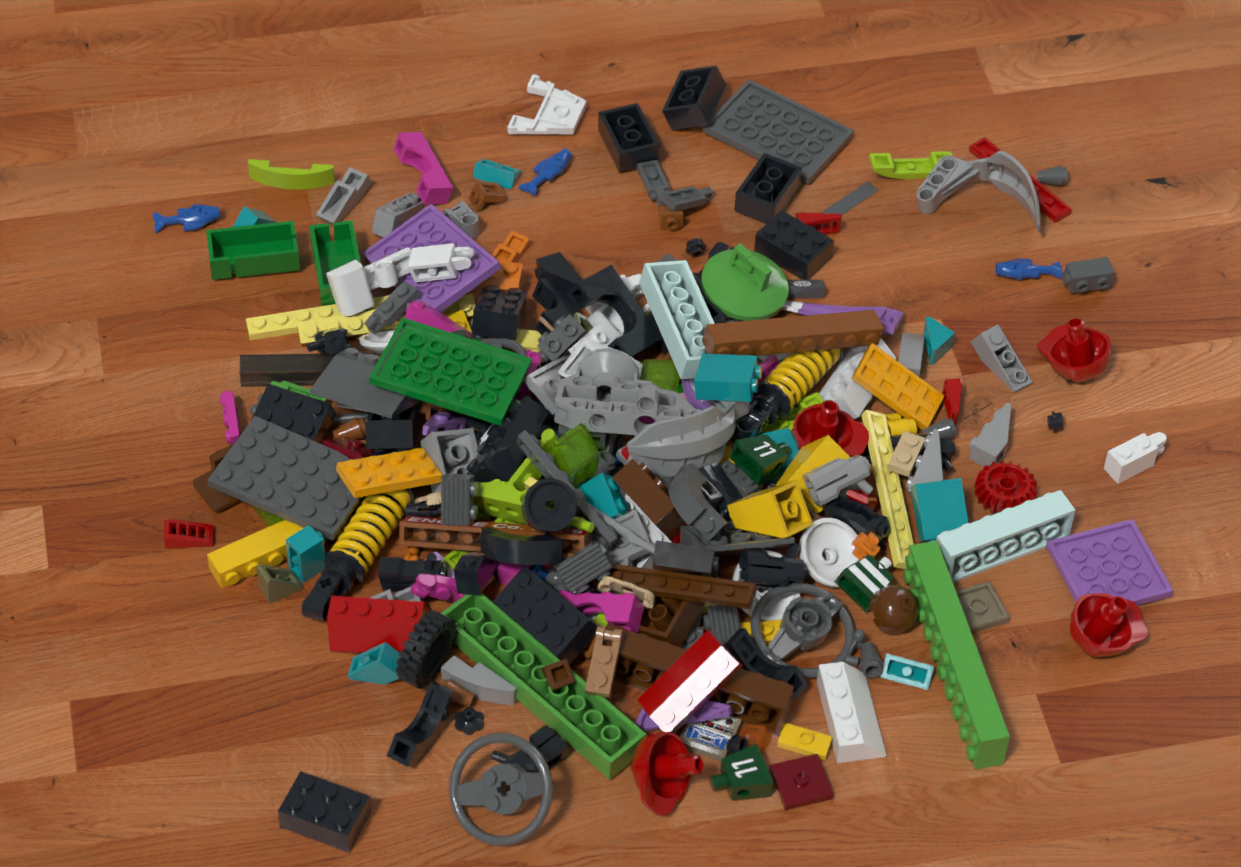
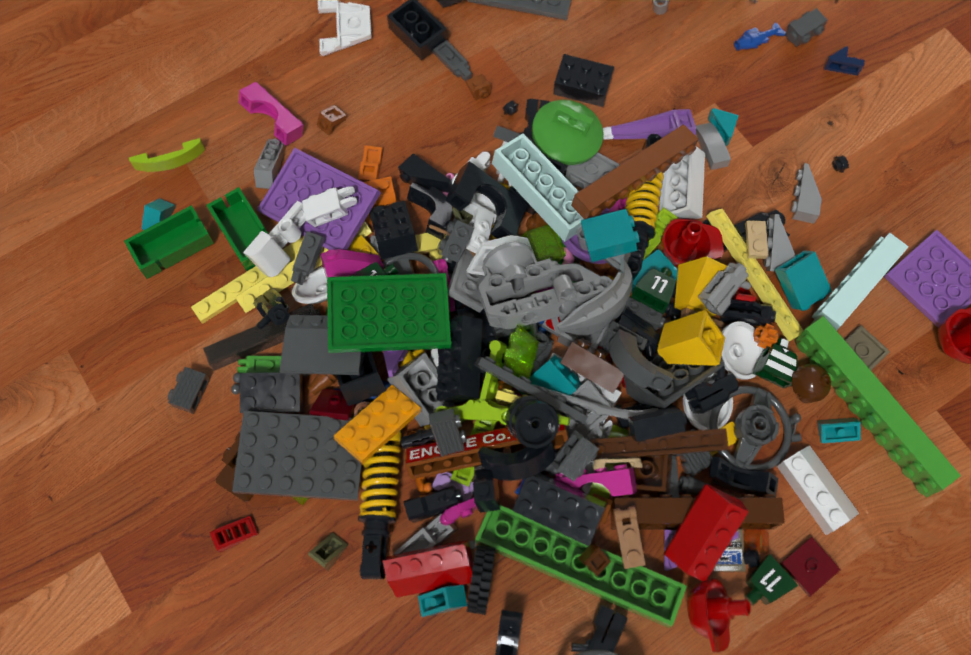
camera: 20 degrees left, 20 degrees up
(192, 217) = (106, 226): blue animal -> none
(205, 391) = (188, 390): none -> dark grey brick
(230, 416) = (221, 409): dark pink hinge -> none
(243, 556) = (298, 530): yellow brick -> none
(306, 553) = (341, 519): teal brick -> none
(344, 196) = (219, 162): light grey slope -> none
(432, 499) = (423, 431): tan piece -> none
(461, 695) = (513, 600): dark orange cone -> none
(464, 218) = (320, 147): light grey piece -> none
(469, 721) = (530, 622): black plant -> none
(481, 681) = (528, 583): light grey slope -> none
(495, 172) = (328, 95): teal slope -> none
(547, 170) = (367, 77): blue animal -> none
(686, 198) = (485, 67): dark grey hinge -> none
(768, 188) = (542, 37): black brick -> none
(804, 741) = (797, 528): yellow plate -> none
(806, 289) = (609, 112): dark grey slope -> none
(816, 219) = (593, 52): red slope -> none
(851, 199) = (600, 27): dark grey sticker -> none
(870, 661) = (810, 433): dark grey cone -> none
(897, 386) = (721, 180): light orange plate -> none
(897, 425) = (735, 214): yellow piece -> none
(945, 428) = (764, 204): dark grey cone -> none
(952, 396) = (759, 171): red slope -> none
(1000, 358) = (776, 122): light grey slope -> none
(1004, 486) = (843, 230): red gear -> none
(1076, 351) = (831, 98): red piece -> none
(1113, 323) = (841, 63): none -> dark blue slope
(1134, 456) = (912, 173): white hinge -> none

